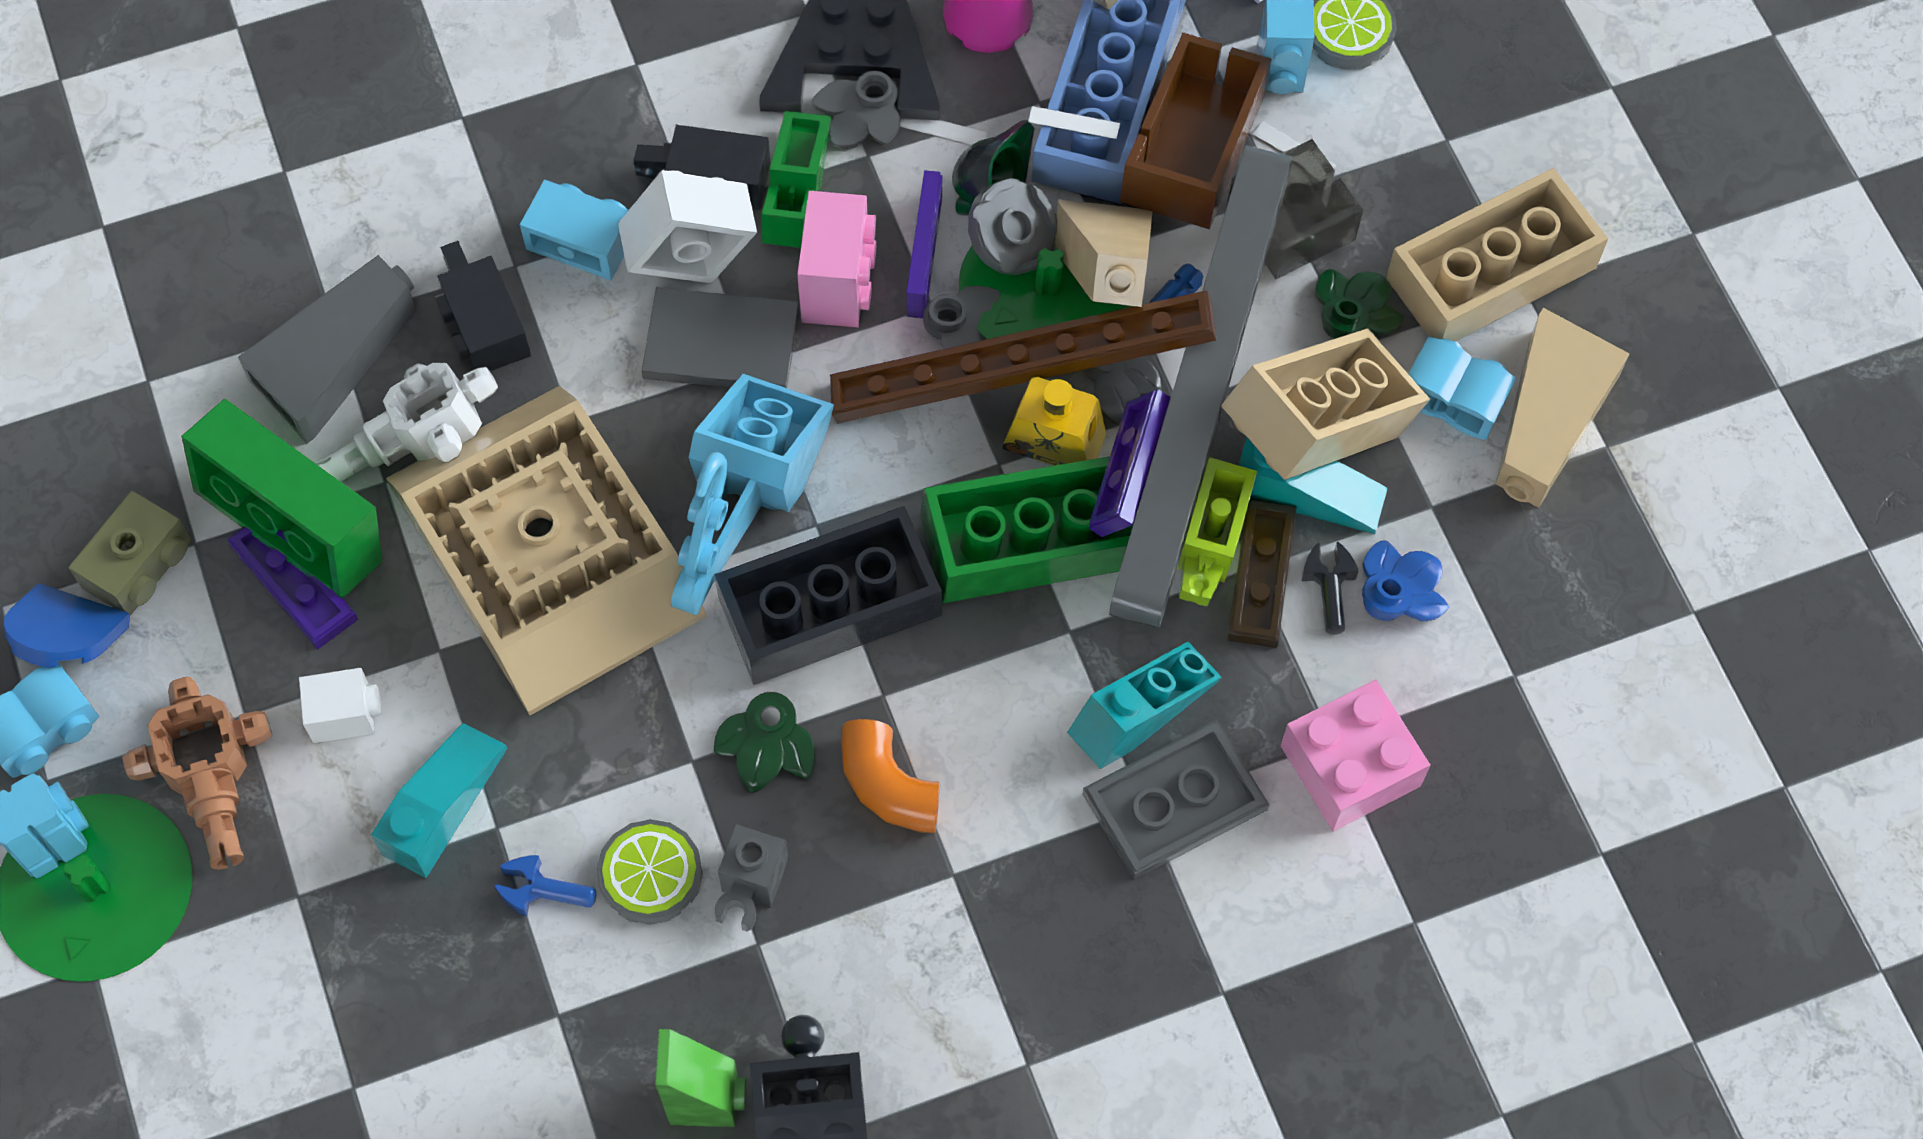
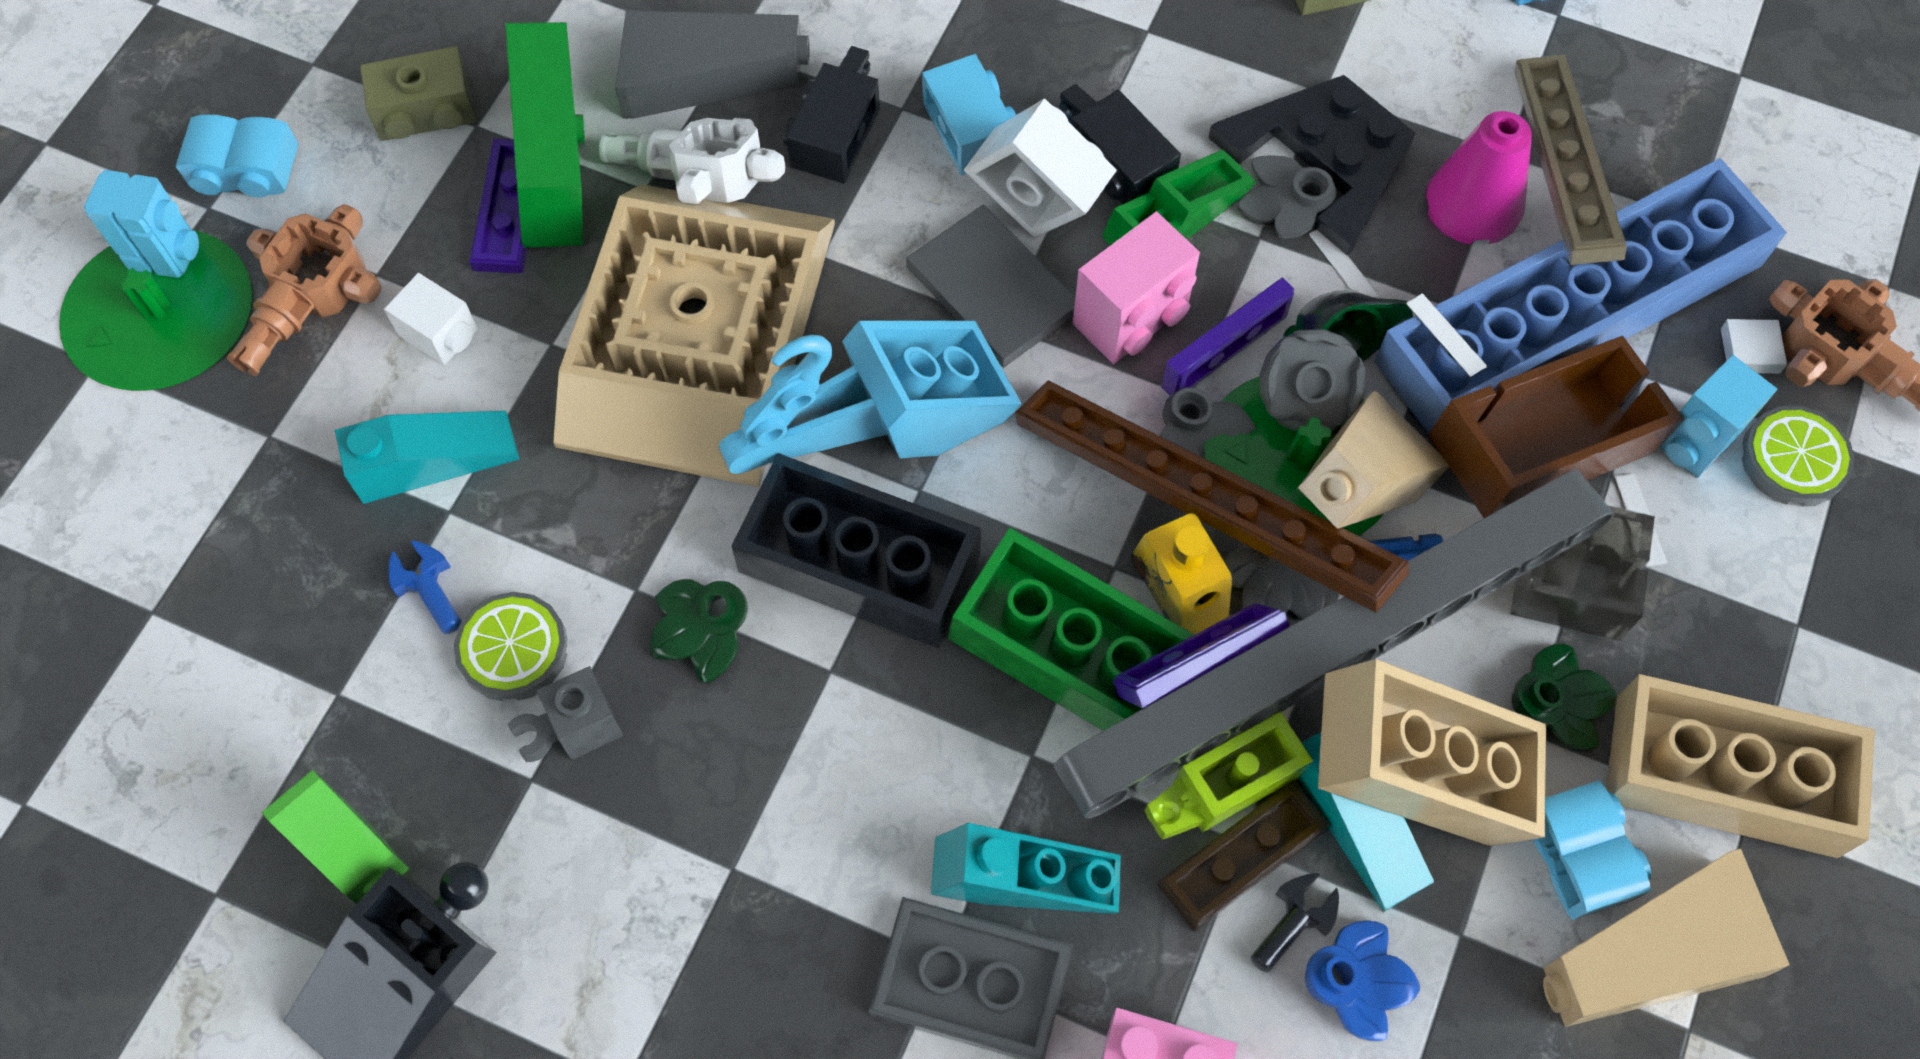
camera: 45 degrees right, 0 degrees up
(61, 627) = (318, 105): blue tile -> none
(880, 782) = (745, 741): orange cylinder -> none

